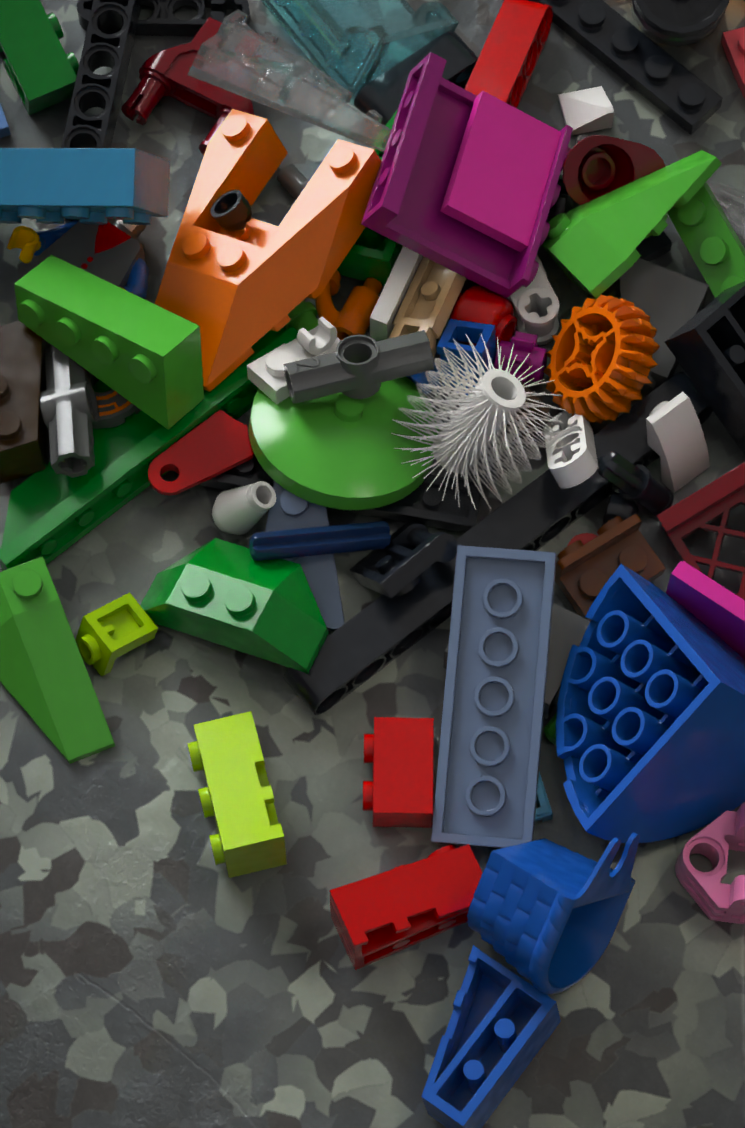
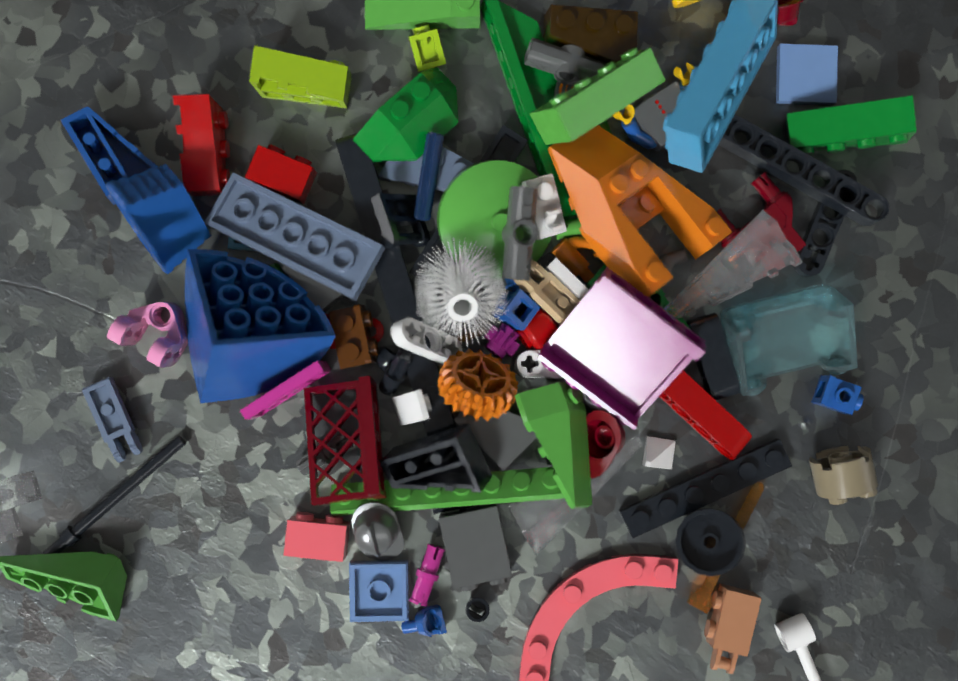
camera: 110 degrees right, 20 degrees up
(202, 454) = (513, 133): red piece -> none
(232, 211) = (663, 199): black hinge -> none
(242, 507) = (472, 144): white cone -> none
(501, 171) = (618, 372): dark pink tile -> none

